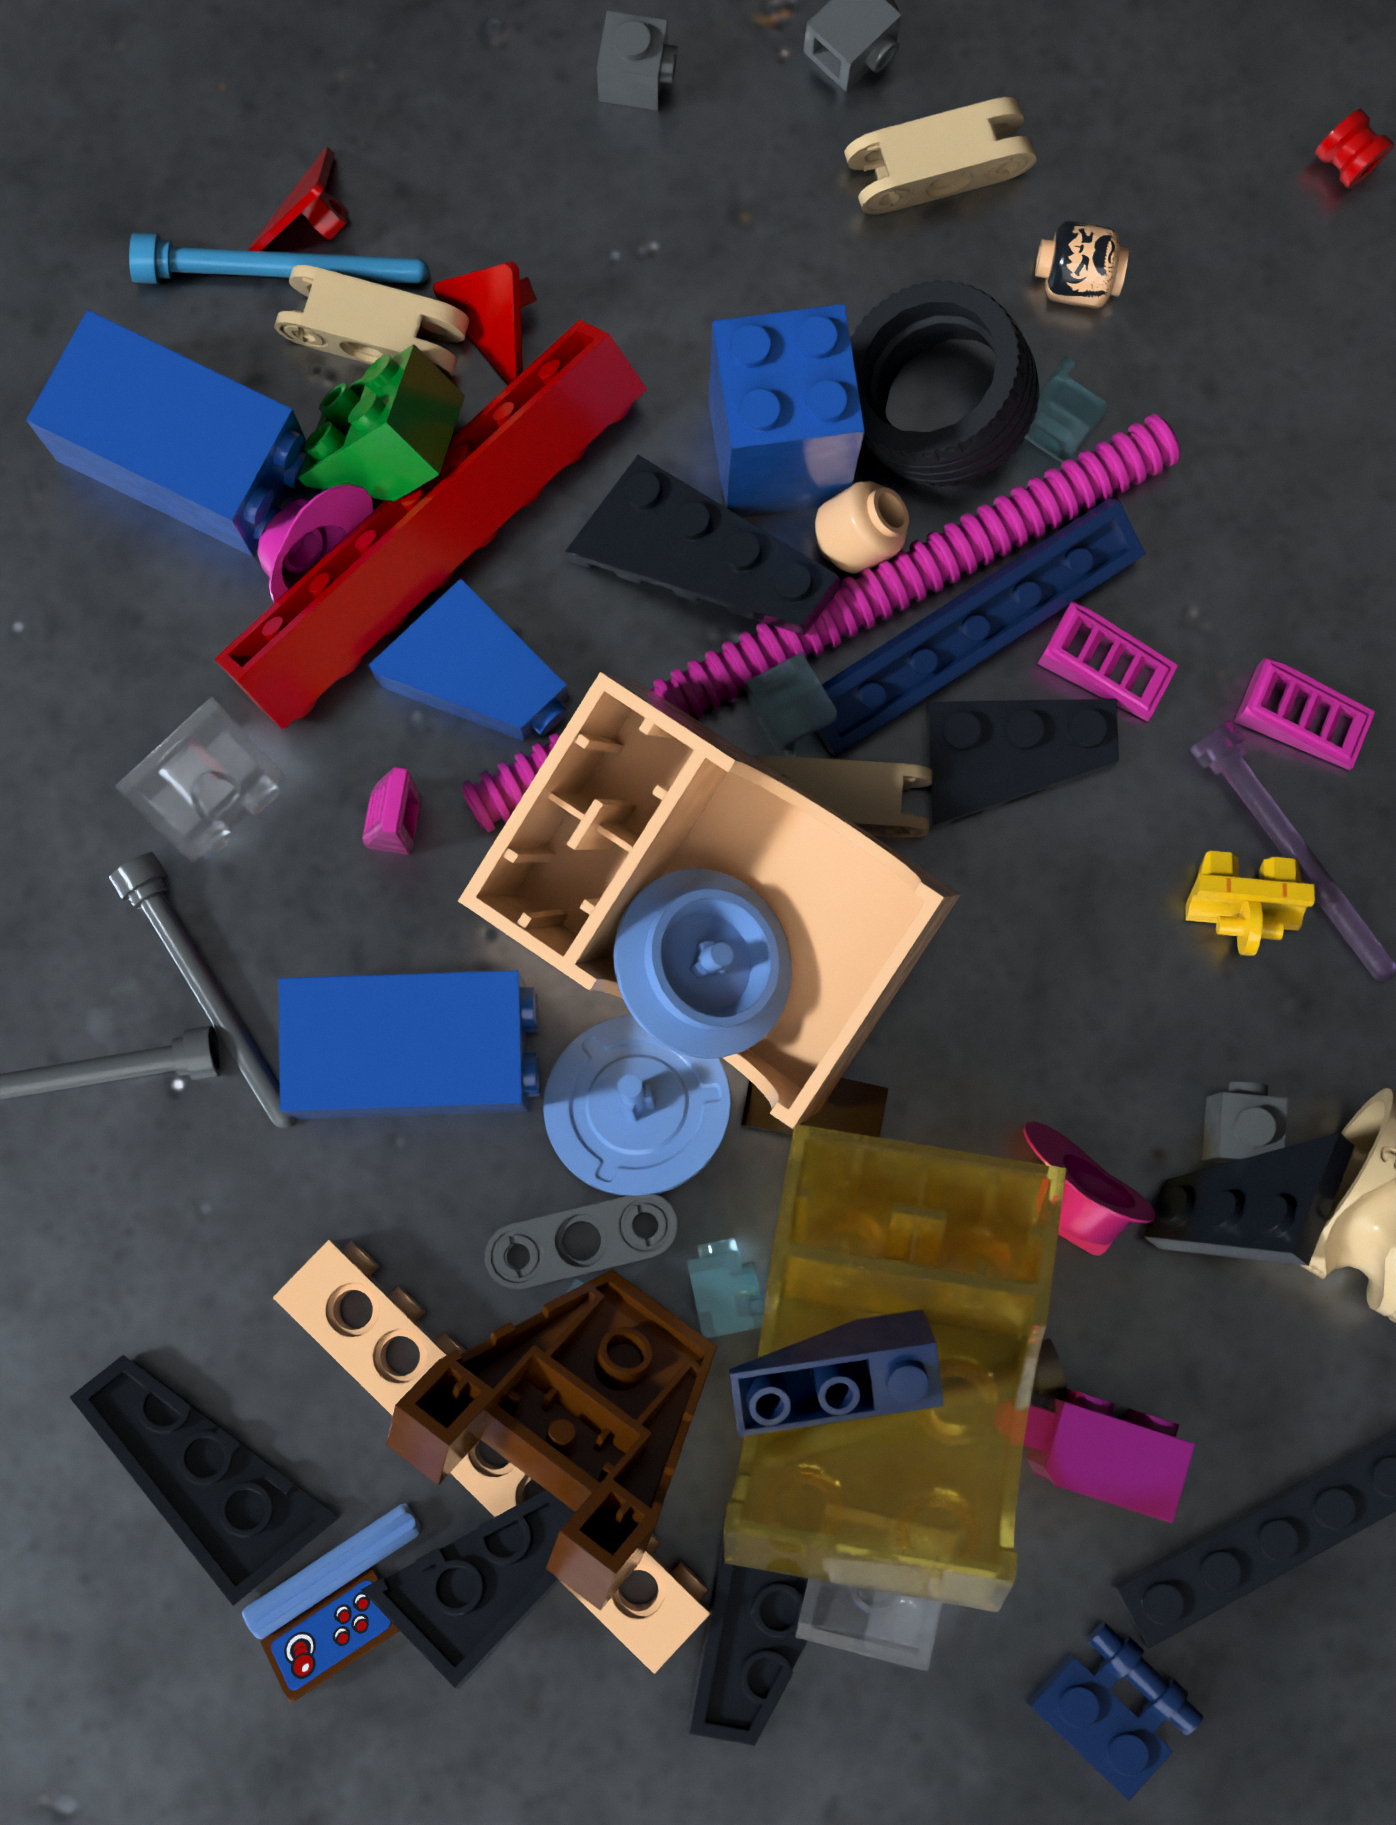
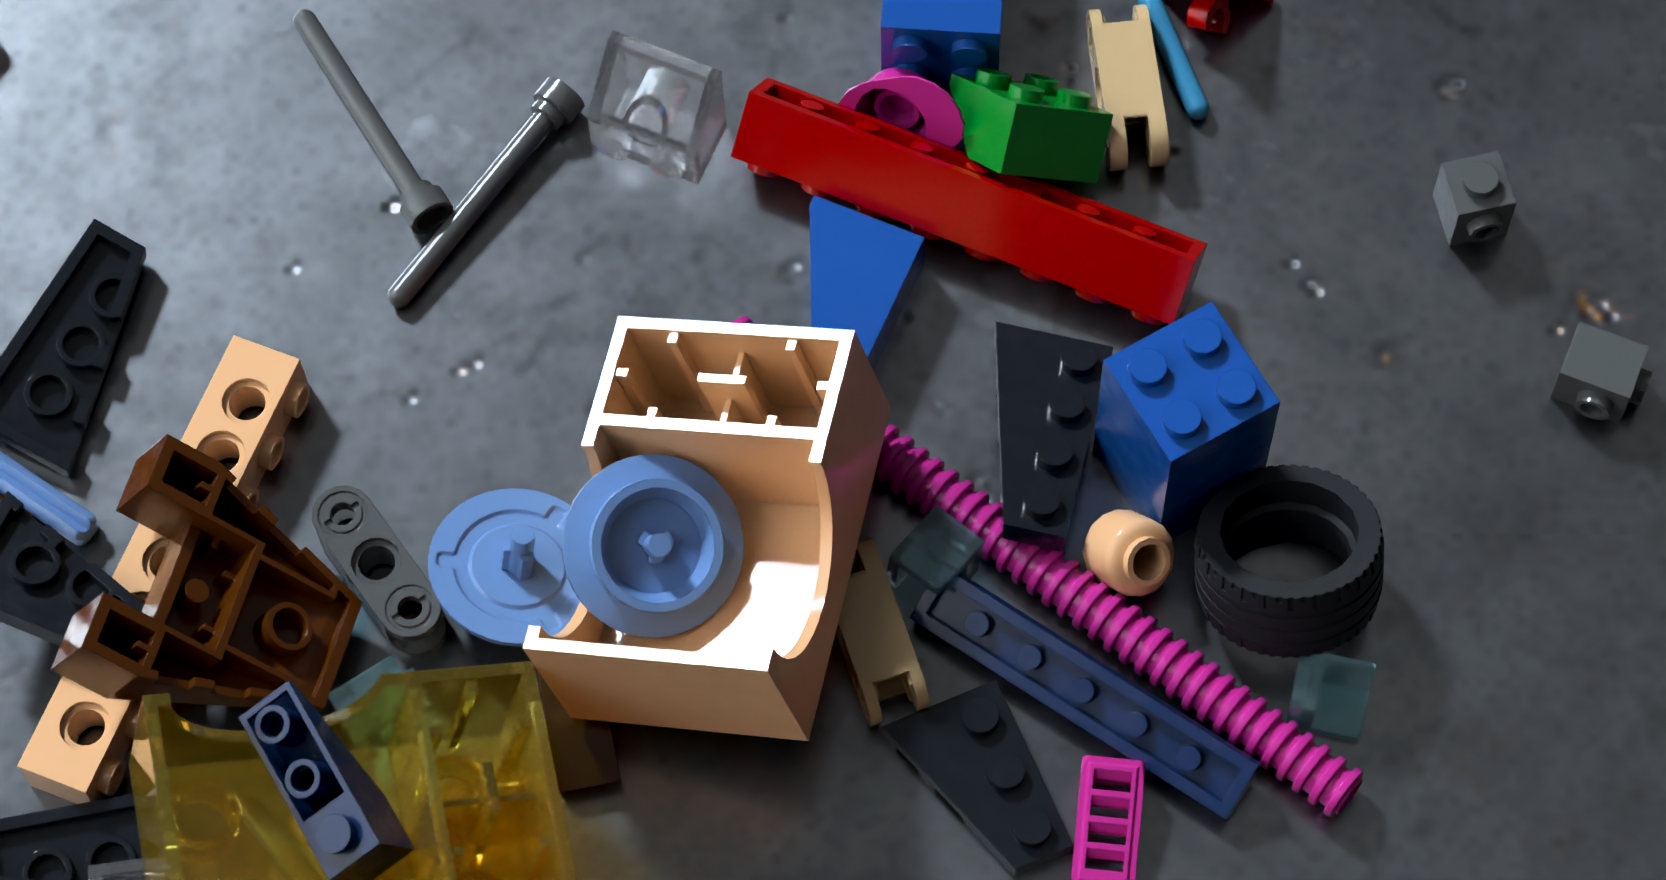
camera: 75 degrees right, 15 degrees down
(393, 813) = (695, 271): dark pink slope -> none
(407, 1044) = (491, 355): blue brick -> none
(493, 304) = (1186, 169): red piece -> none
(941, 155) = (1522, 493): tan piece -> none
(1082, 264) = (1480, 657): head -> none

